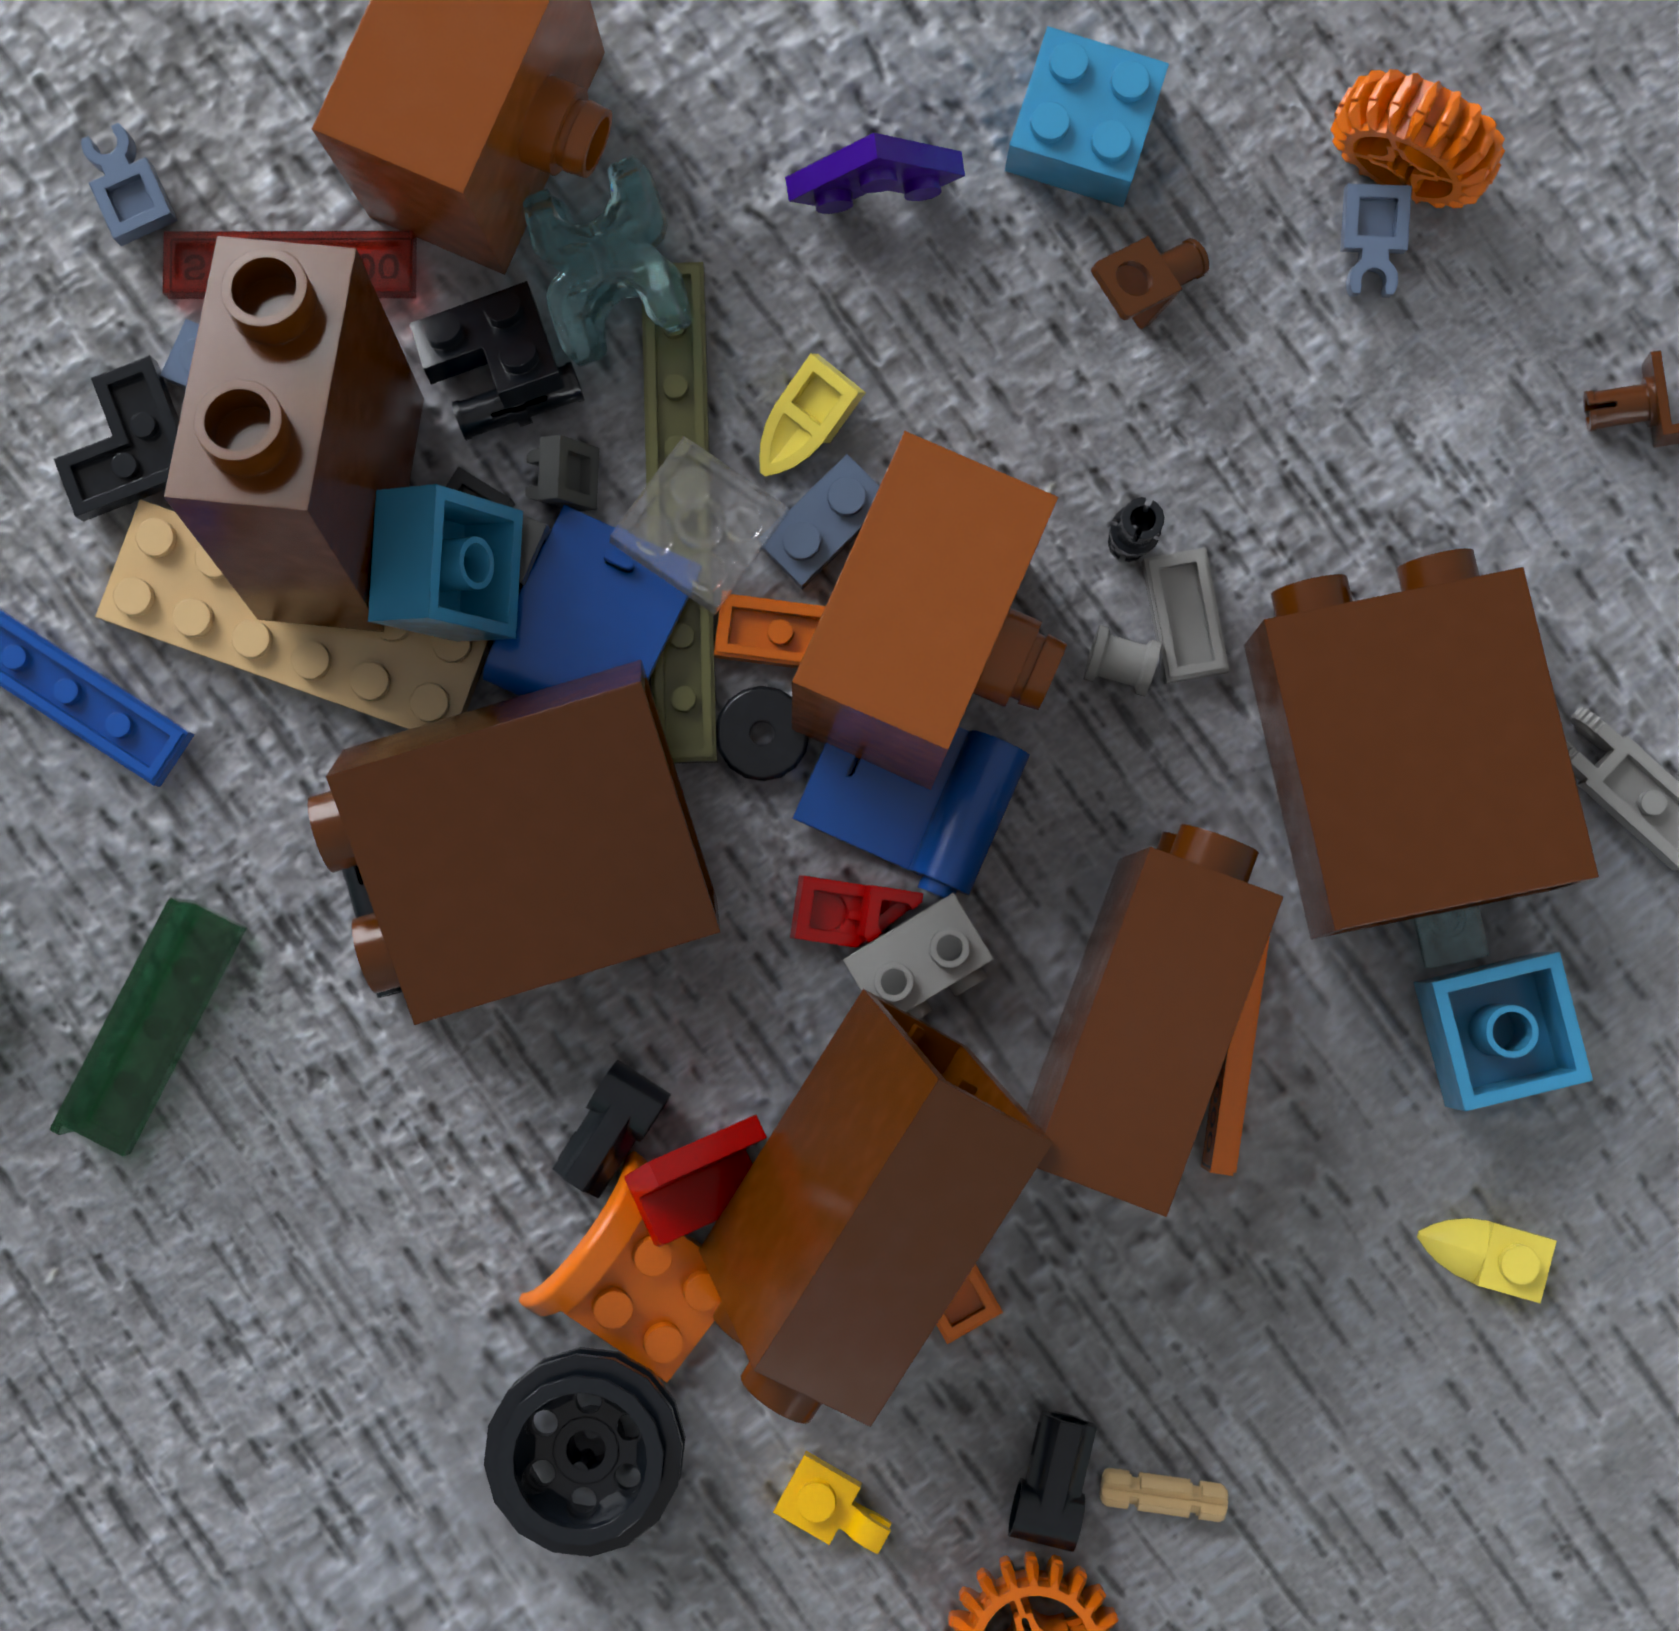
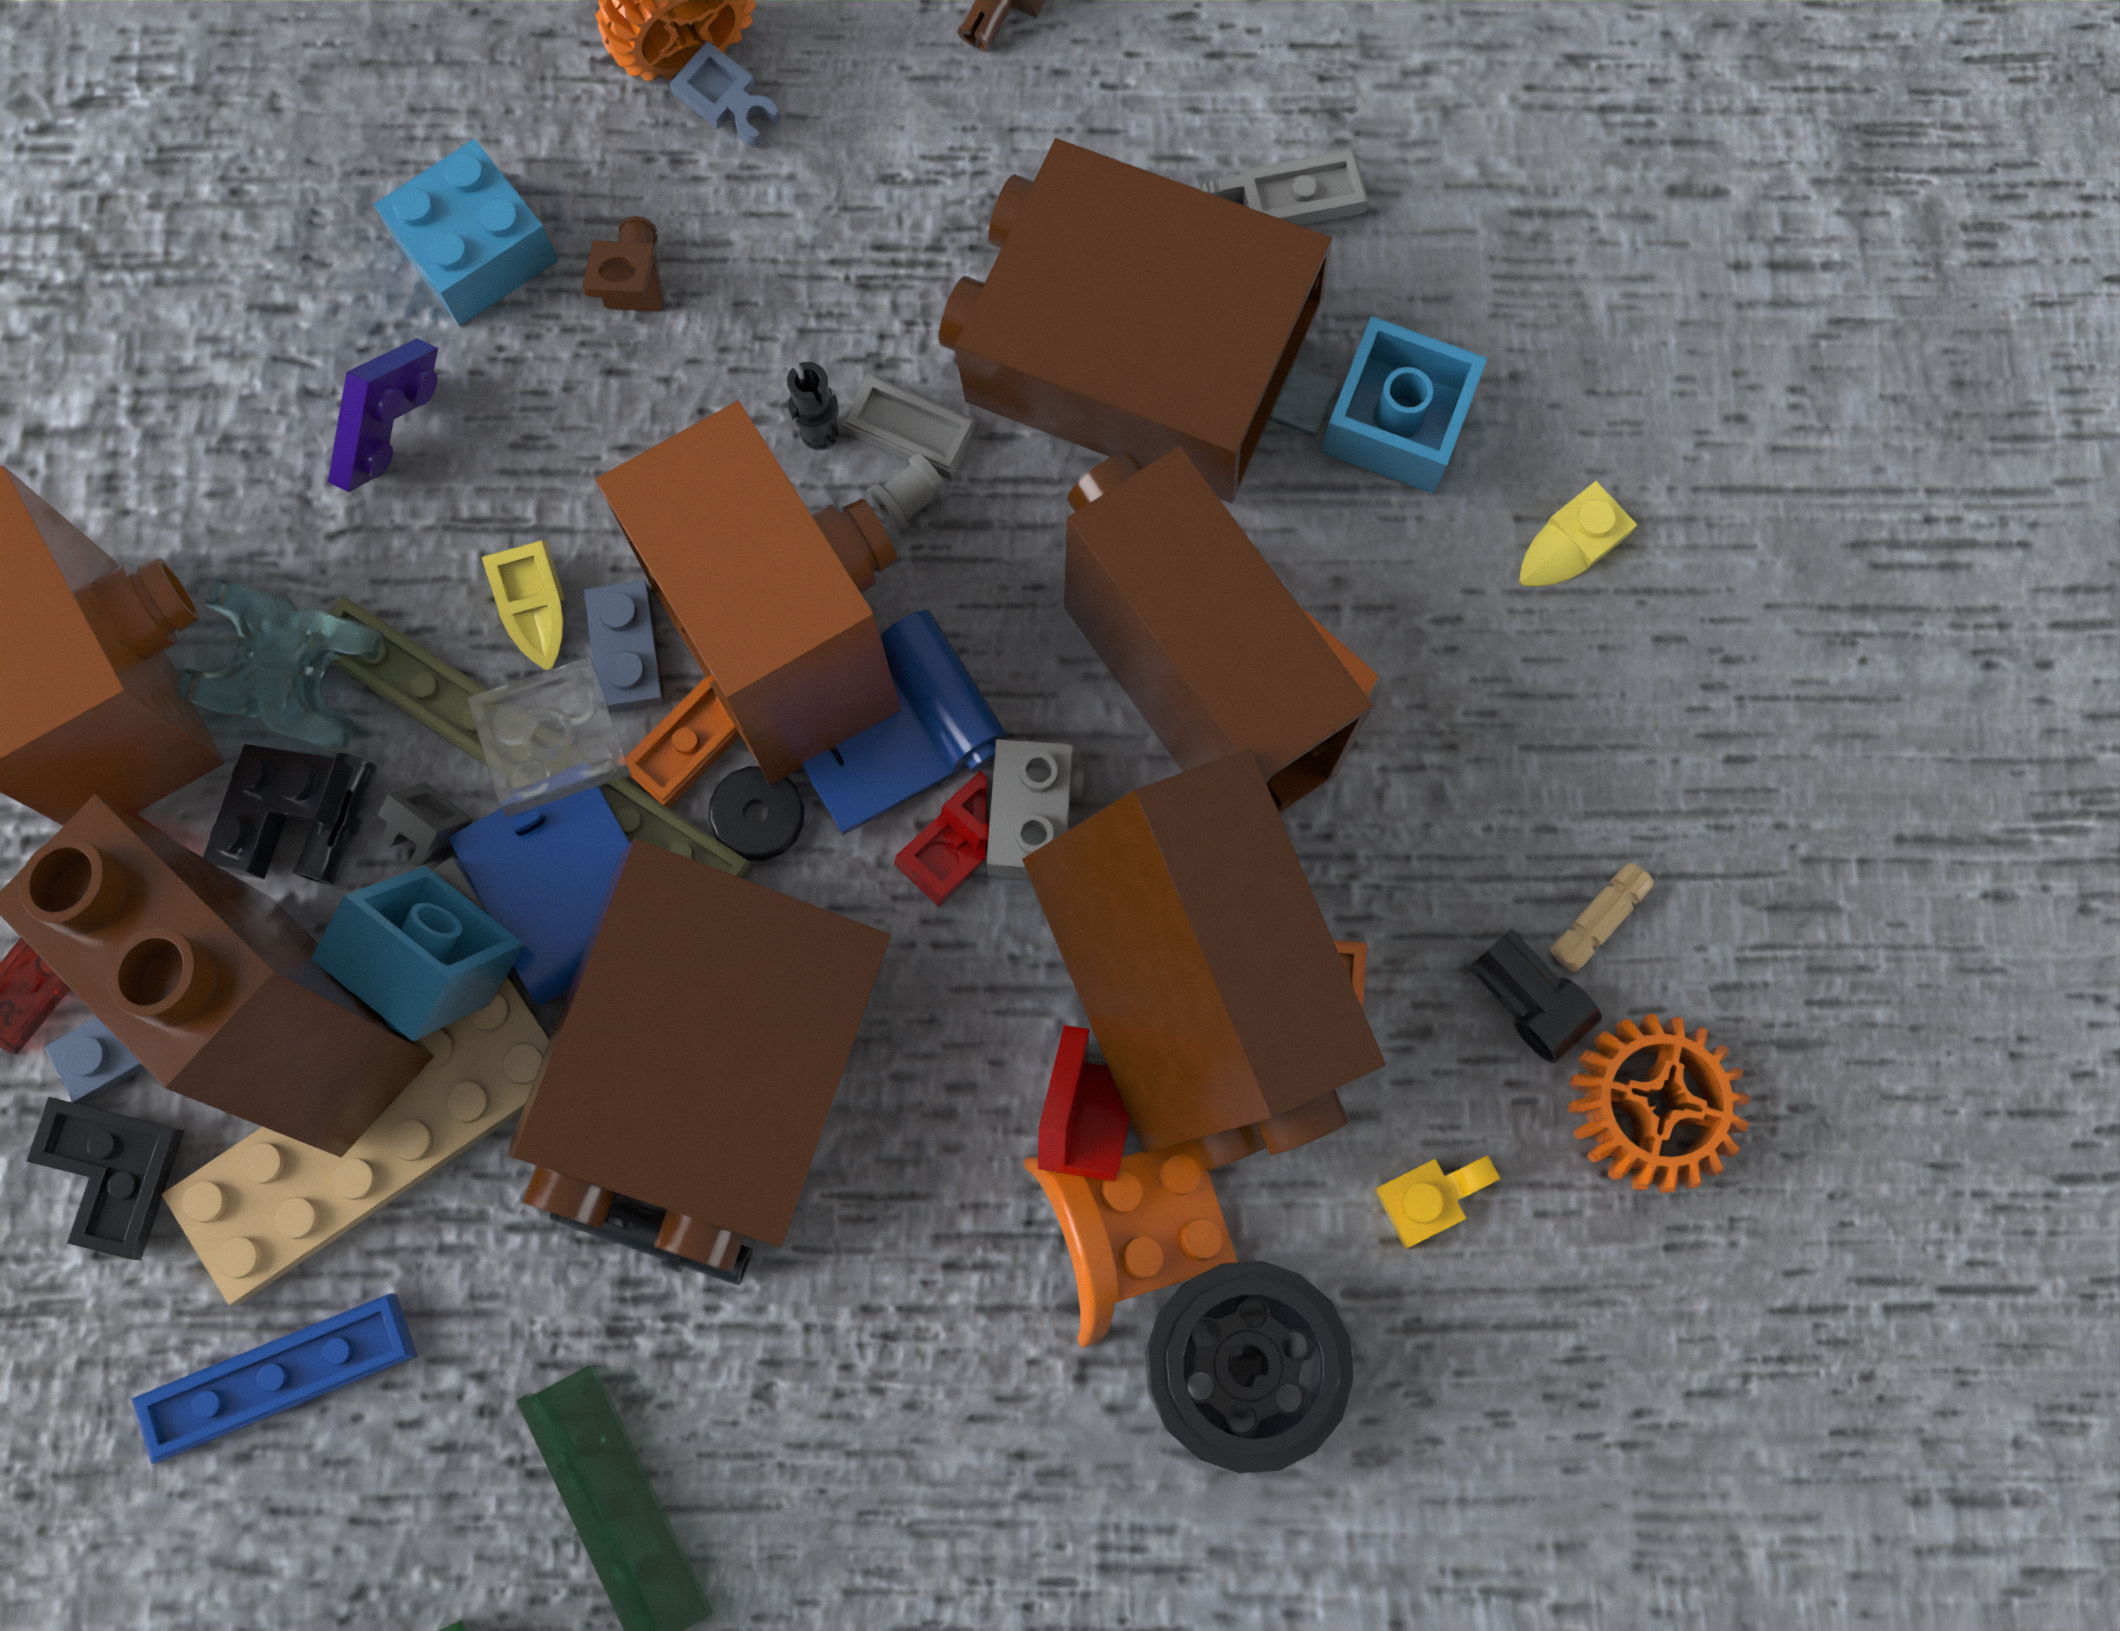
camera: 65 degrees left, 10 degrees down
(618, 1116) = (985, 1146): black piece -> none

